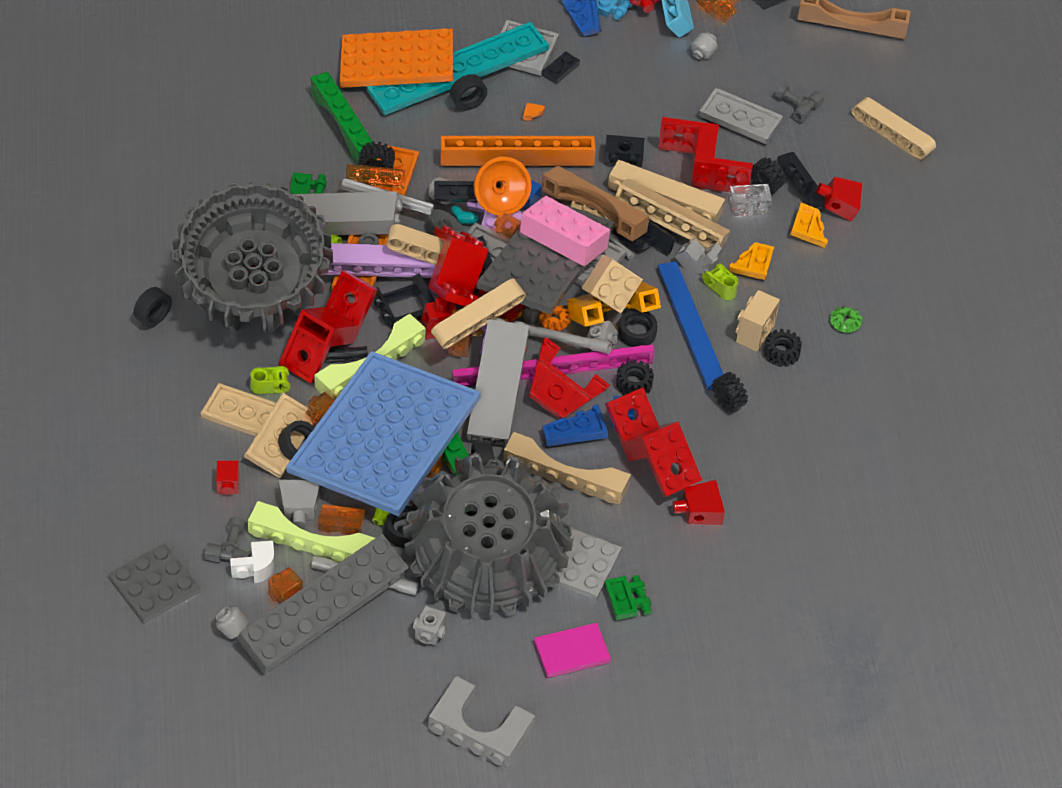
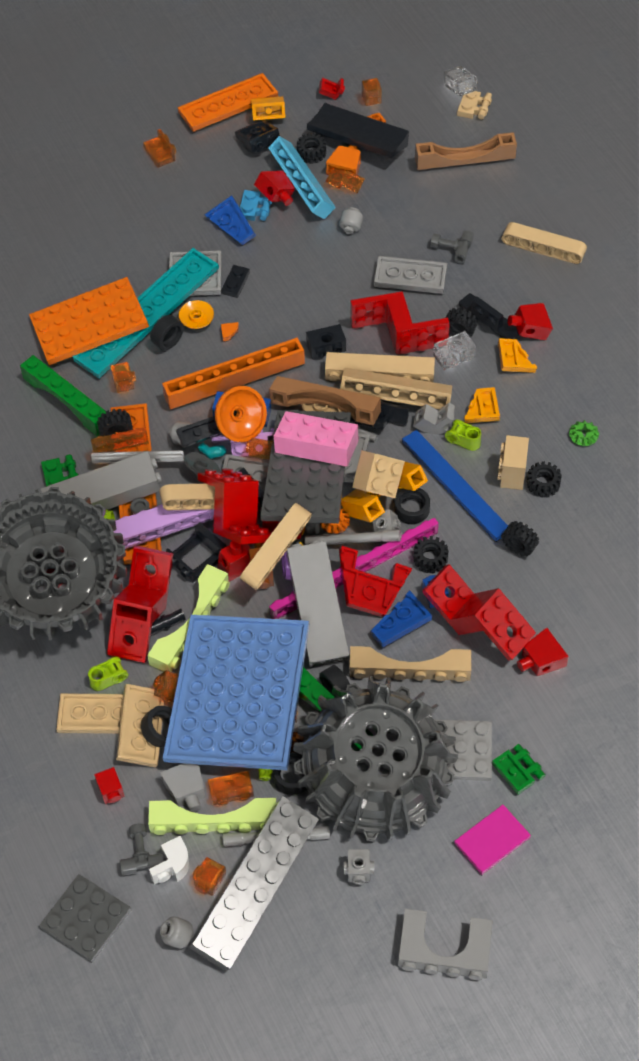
camera: 15 degrees left, 5 degrees up
(407, 121) = (123, 377): none -> clear orange brick
(506, 85) = (196, 314): none -> light orange dish

